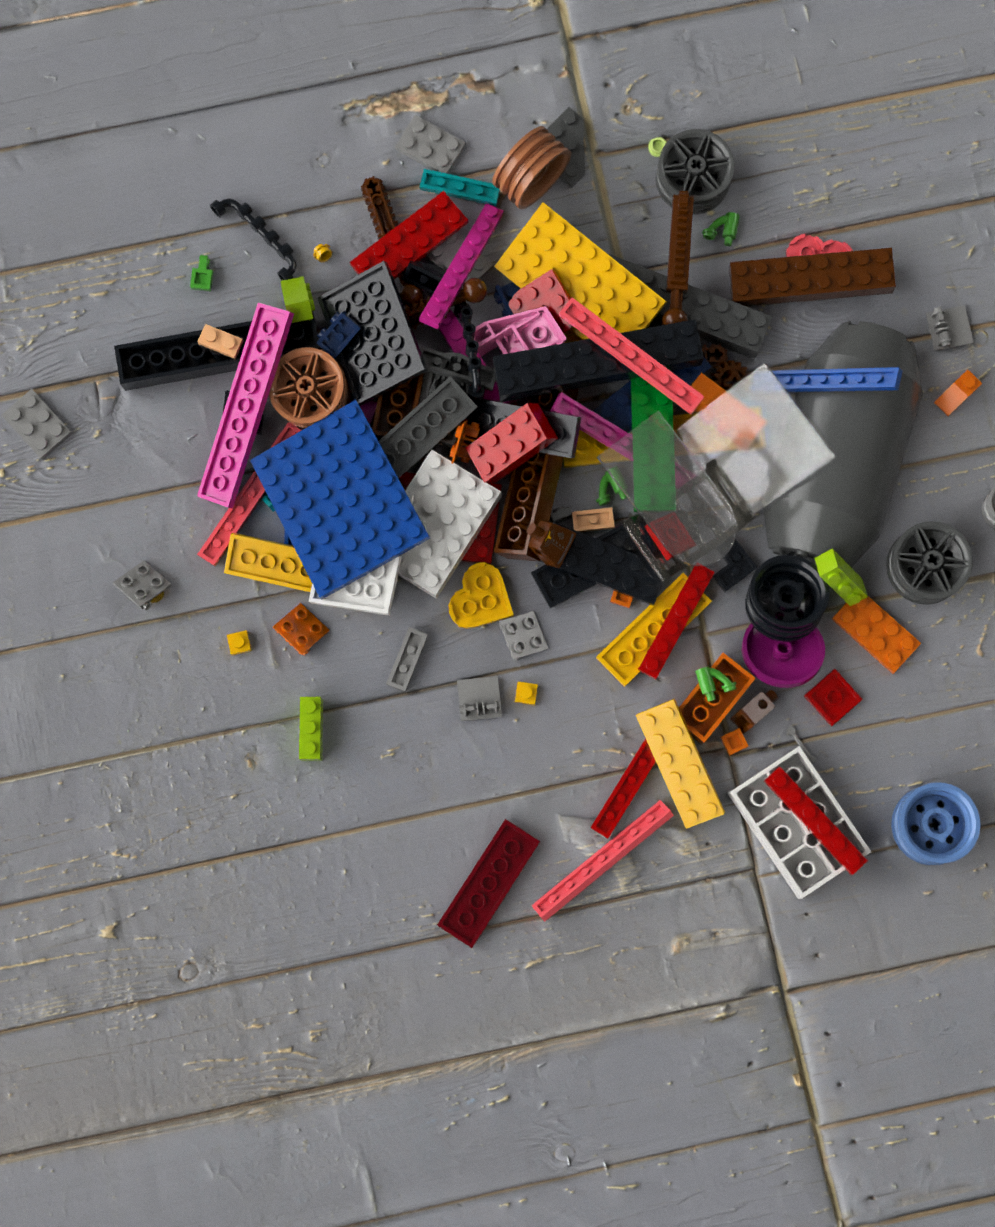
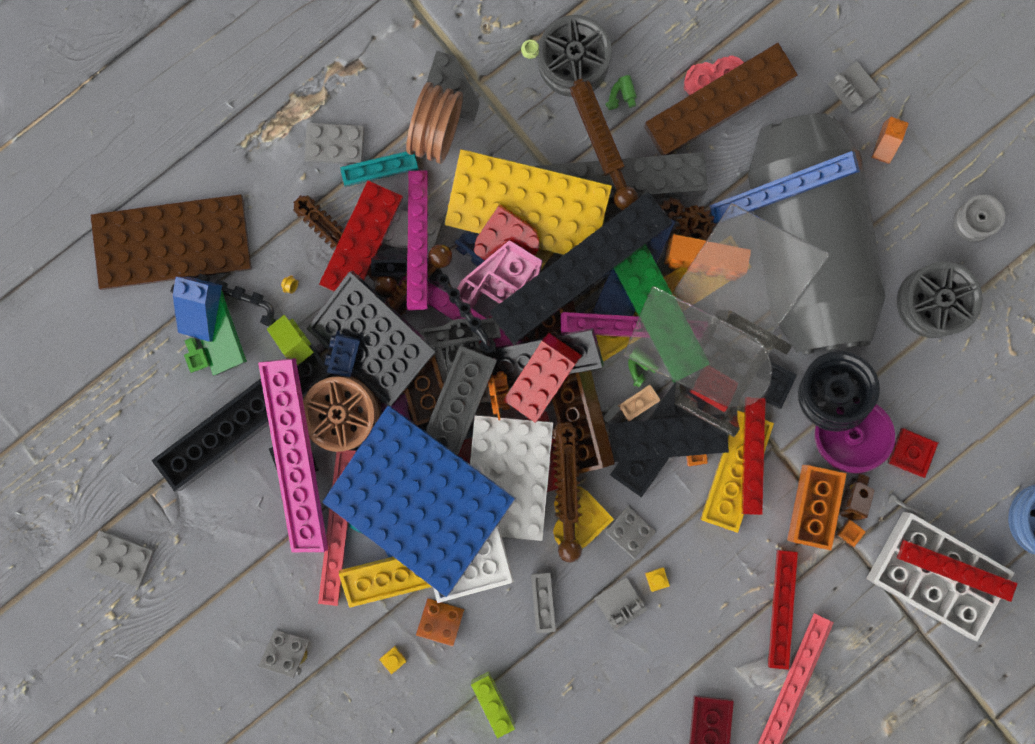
camera: 30 degrees left, 5 degrees up
(220, 341) = (242, 411): light nougat plate -> none
(226, 229) = (196, 307): none -> blue slope
(233, 162) = (170, 242): none -> reddish brown plate
(233, 263) = (225, 349): none -> tile
(457, 618) = (570, 548): none -> reddish brown gear
(550, 542) = (618, 446): reddish brown torso -> none
(631, 356) = (611, 253): coral plate -> none
(680, 763) = (818, 577): yellow plate -> none
(707, 686) = (805, 495): bright green plant -> none
(841, 577) = (875, 351): lime brick -> none
(877, 633) = (920, 378): orange plate -> none

